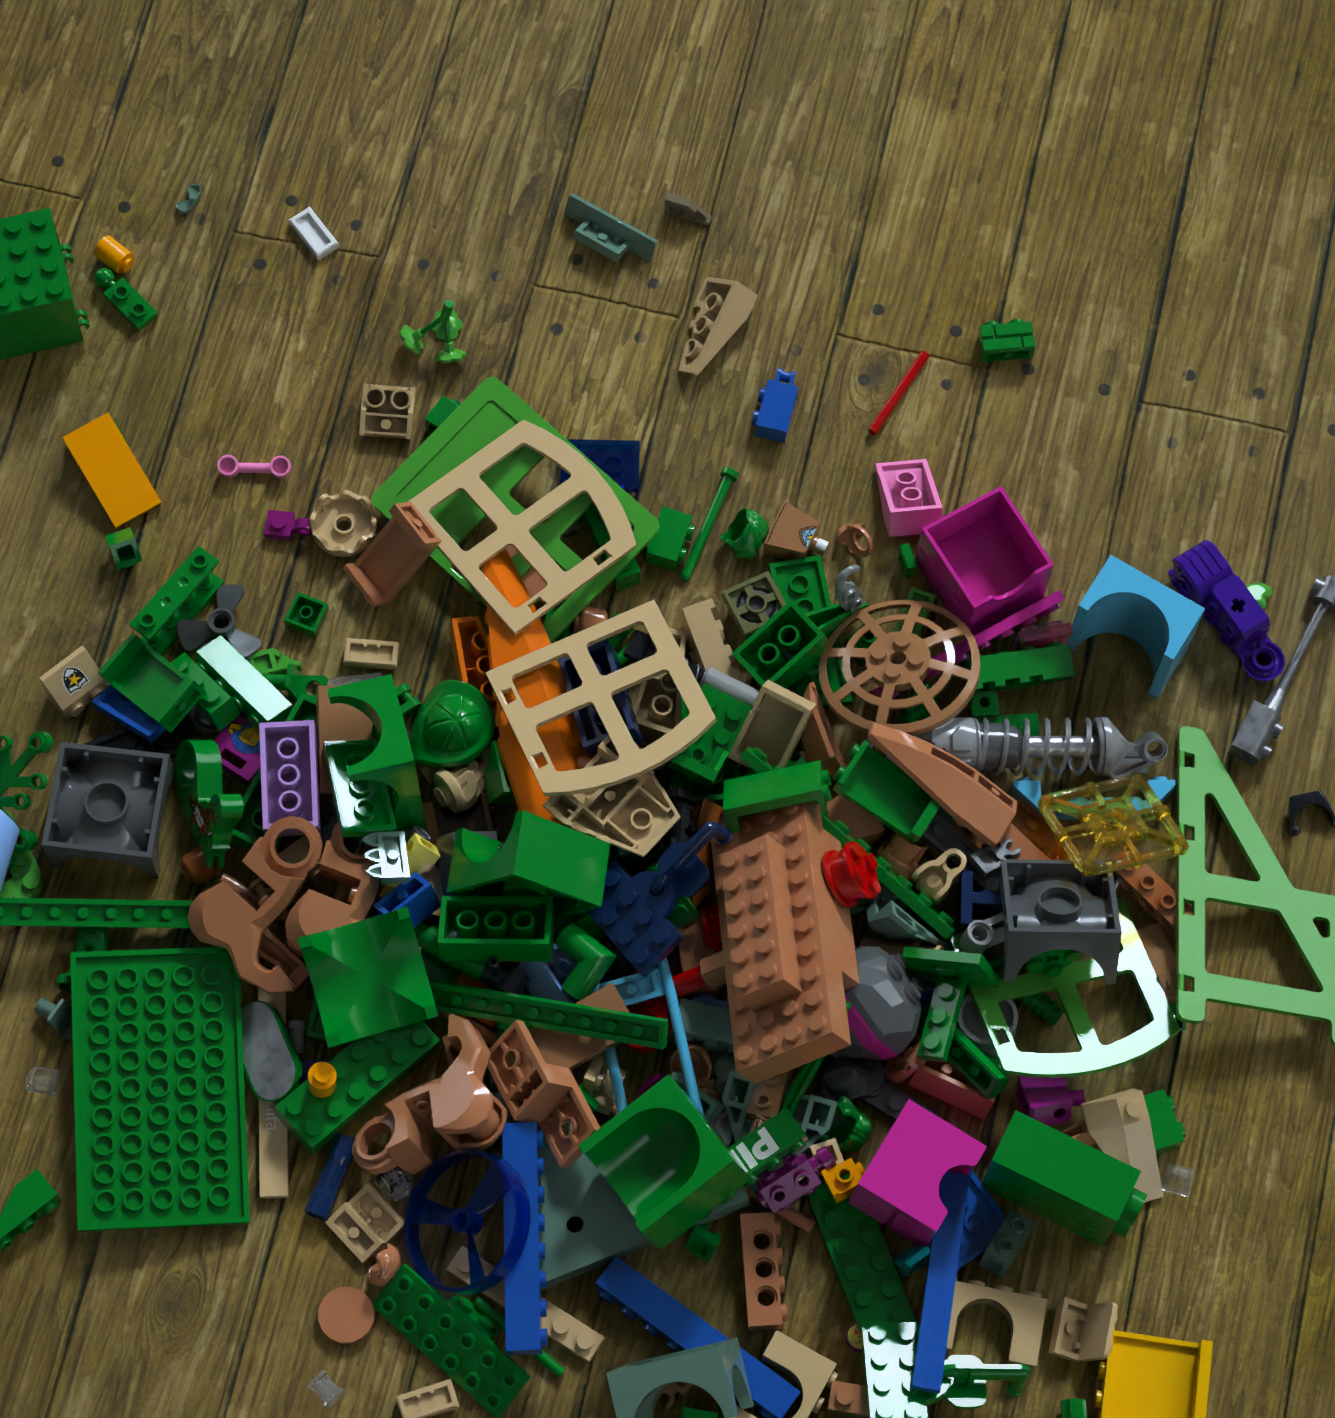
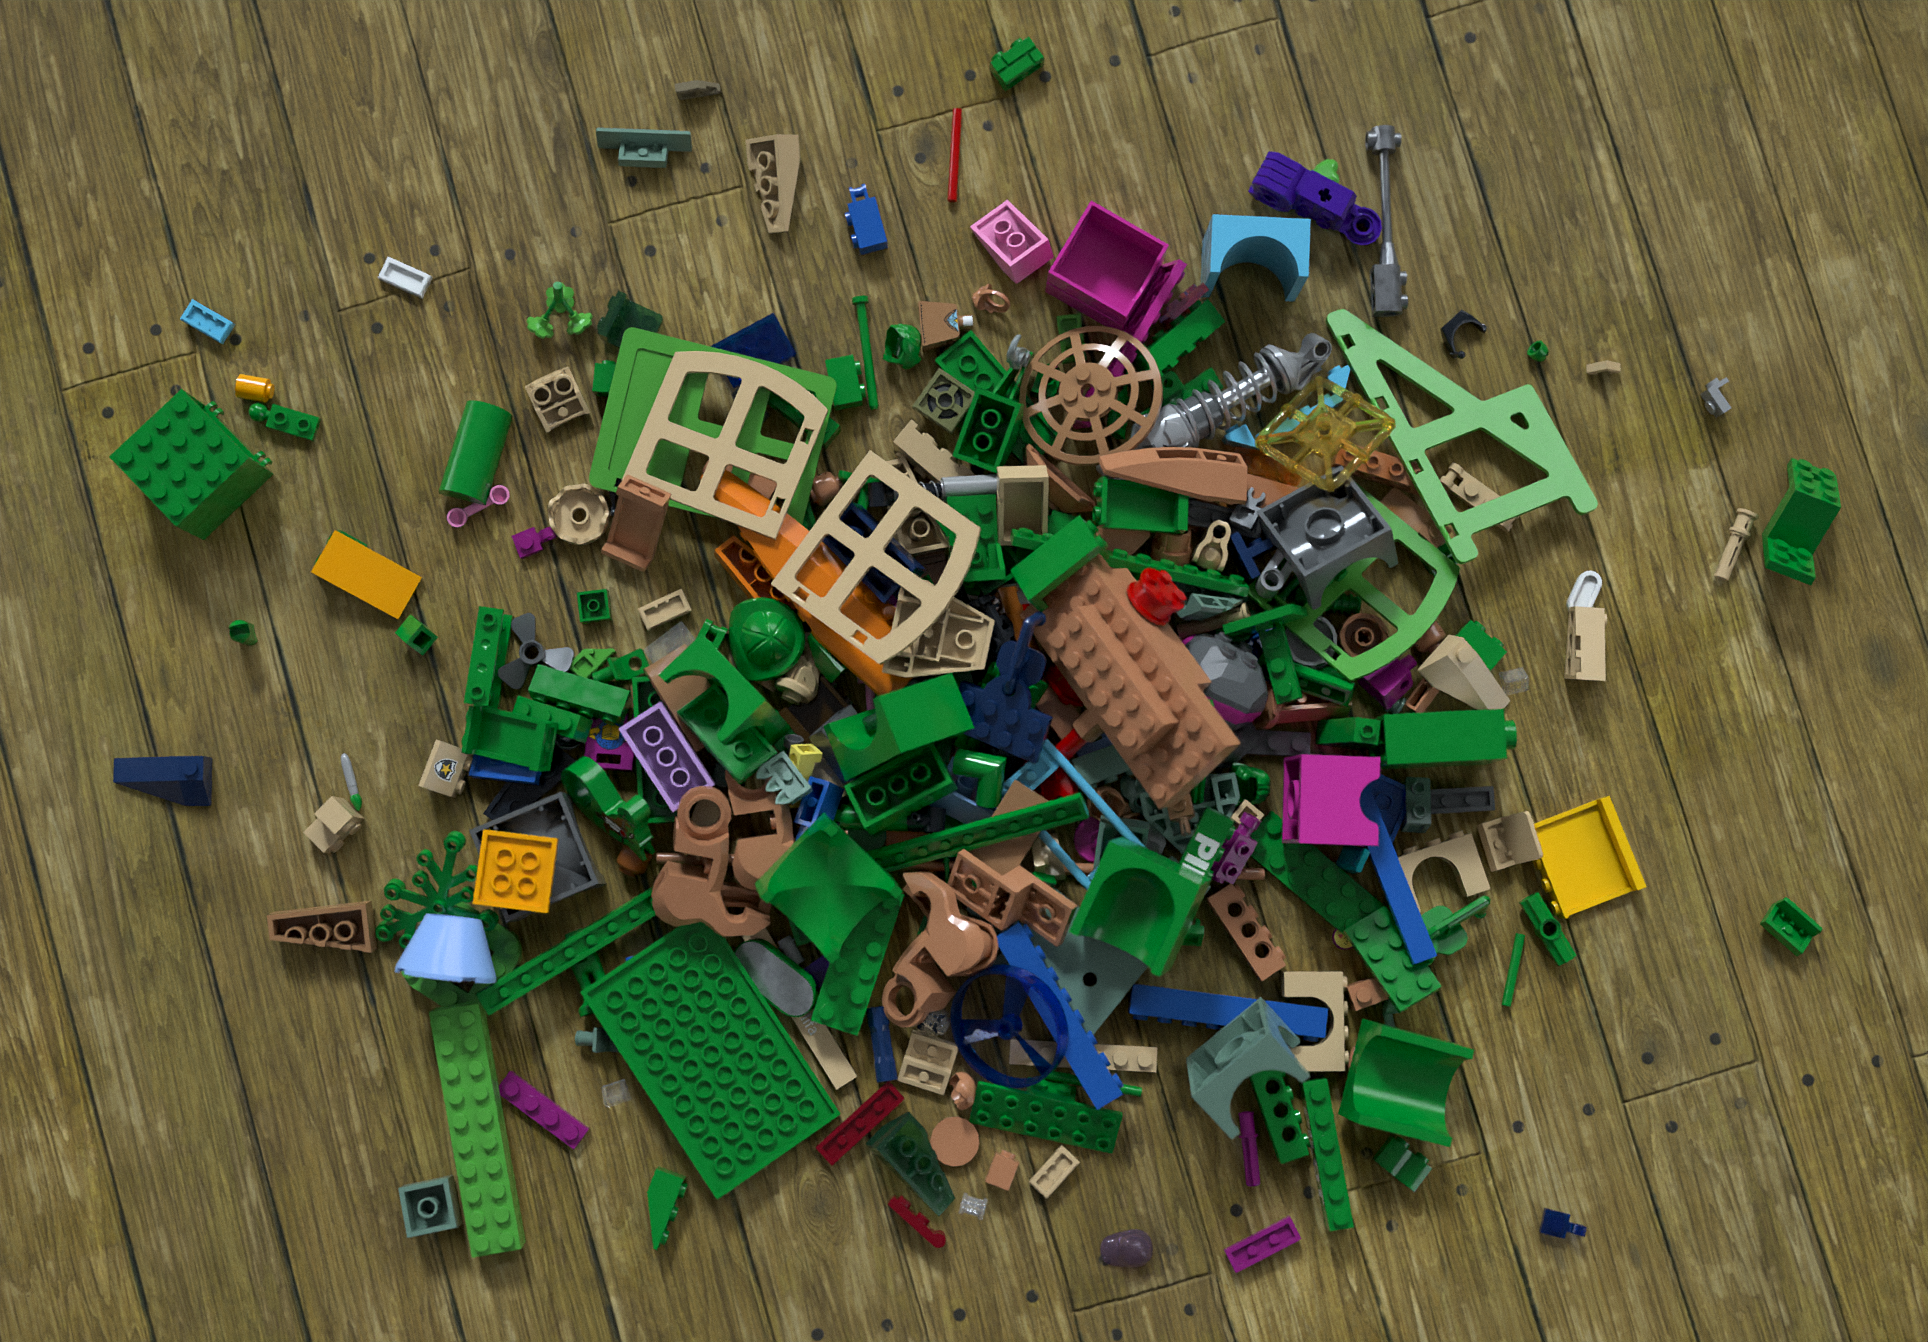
camera: 30 degrees left, 15 degrees up
(80, 801) = (515, 871): none -> light orange plate
(109, 177) = (207, 321): none -> medium azure plate
(195, 194) = (287, 296): sand green piece -> none
(261, 1371) = (917, 1221): none -> dark red plate
(263, 1242) = (860, 1123): none -> dark red plate
(282, 417) = (476, 452): none -> green brick
(292, 1303) = (909, 1155): none -> clear green wedge
(322, 1079) = (836, 983): light orange brick -> none
(376, 1369) = (1002, 1169): none -> nougat brick
(497, 364) = (624, 315): none -> clear green bracket
(842, 1188) = (1268, 837): light orange brick -> none
(907, 561) = (1041, 296): green tile -> none
(981, 1122) = (1348, 733): none -> green slope
(1044, 1032) = (1359, 624): none -> nougat brick
(1056, 1265) = (1462, 800): none -> dark grey plate
(1111, 1081) = (1431, 639): none -> nougat head
(1237, 967) = (1470, 490): none -> tan plate
(1271, 1179) = (1586, 644): none -> tan wedge
(1298, 1133) = (1585, 590): none -> white tile

